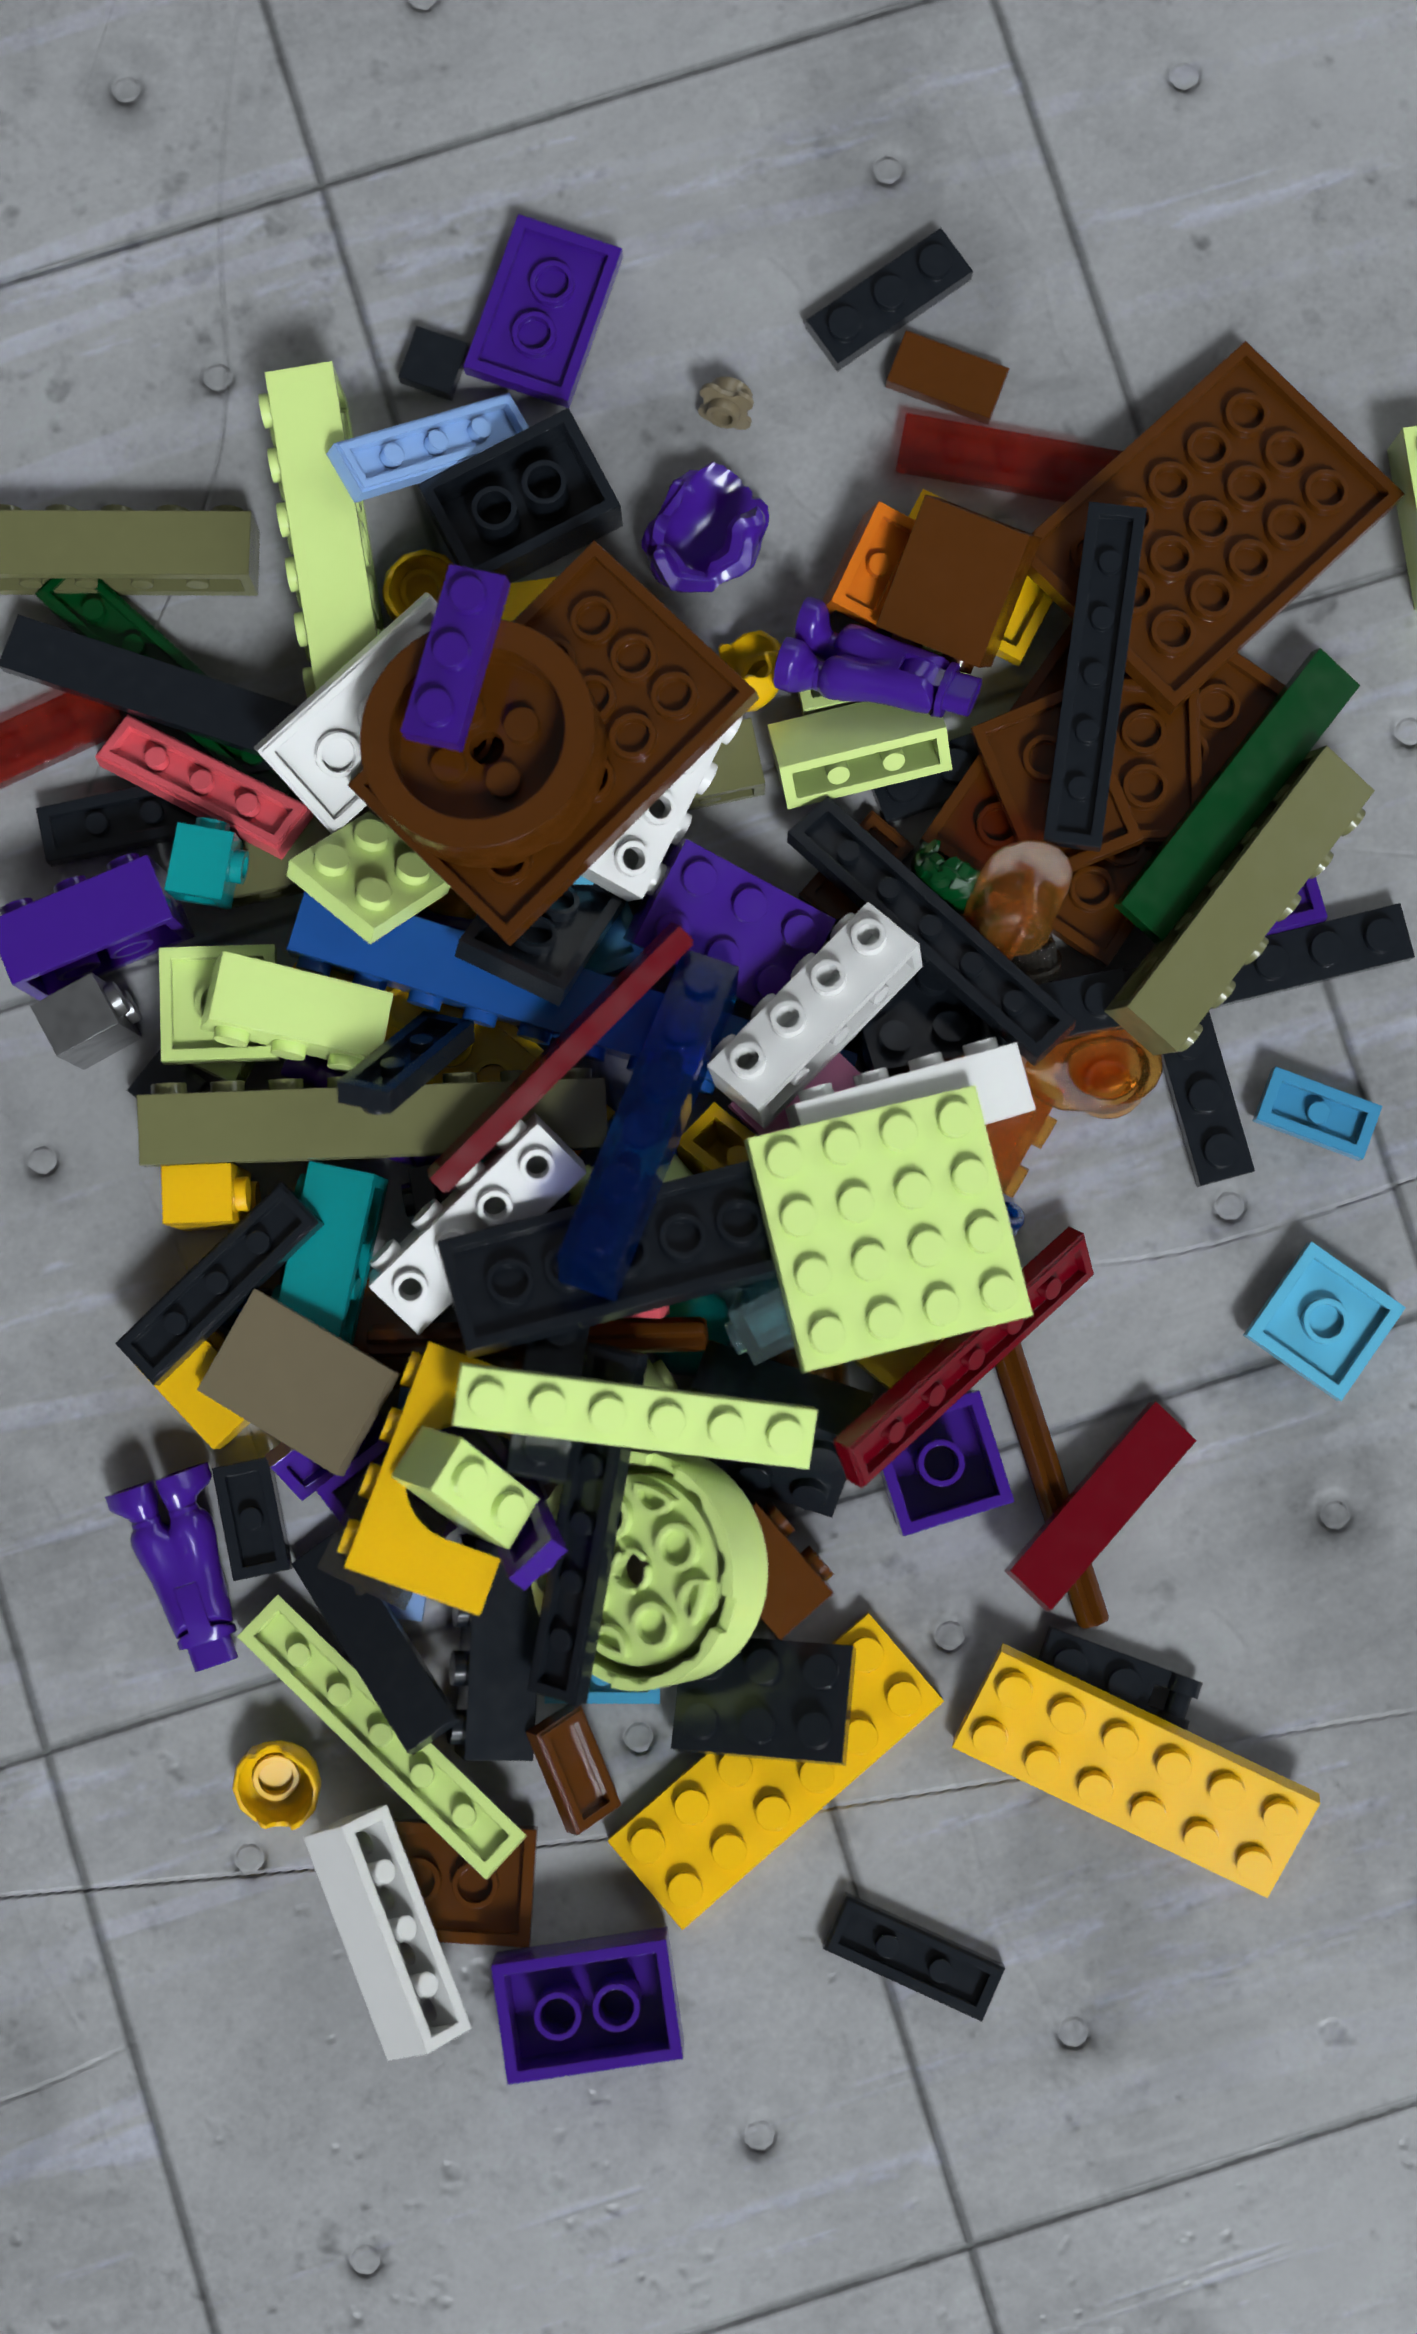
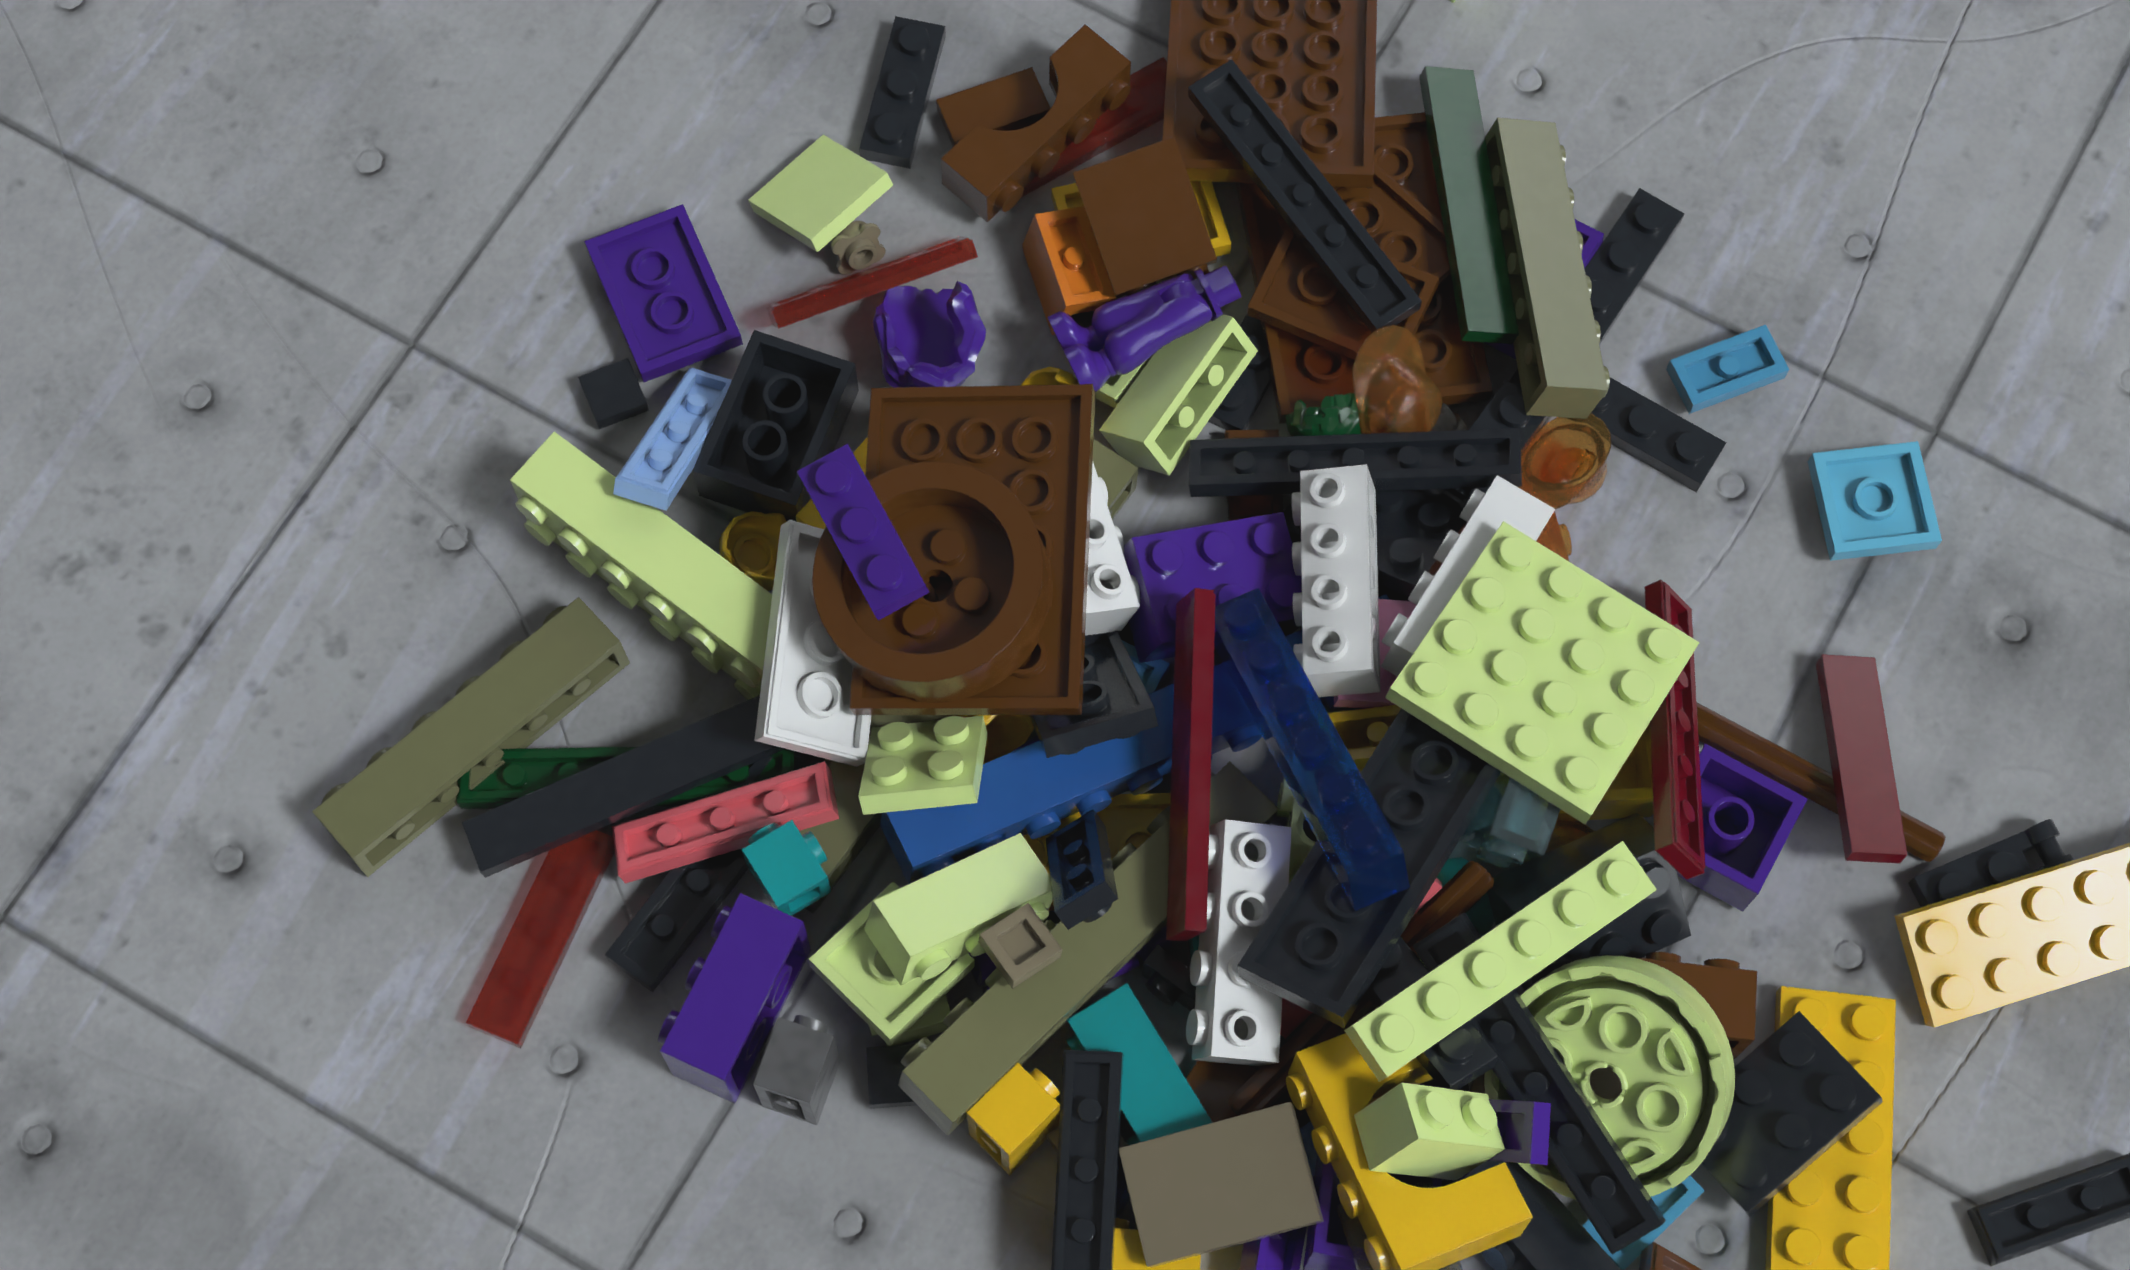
camera: 50 degrees left, 15 degrees down
(303, 1080) = (1020, 945): none -> dark tan plate
(709, 443) = (871, 281): none -> clear red tile
(738, 332) = (820, 193): none -> yellowish green tile
(892, 433) = (995, 166): none -> reddish brown arch

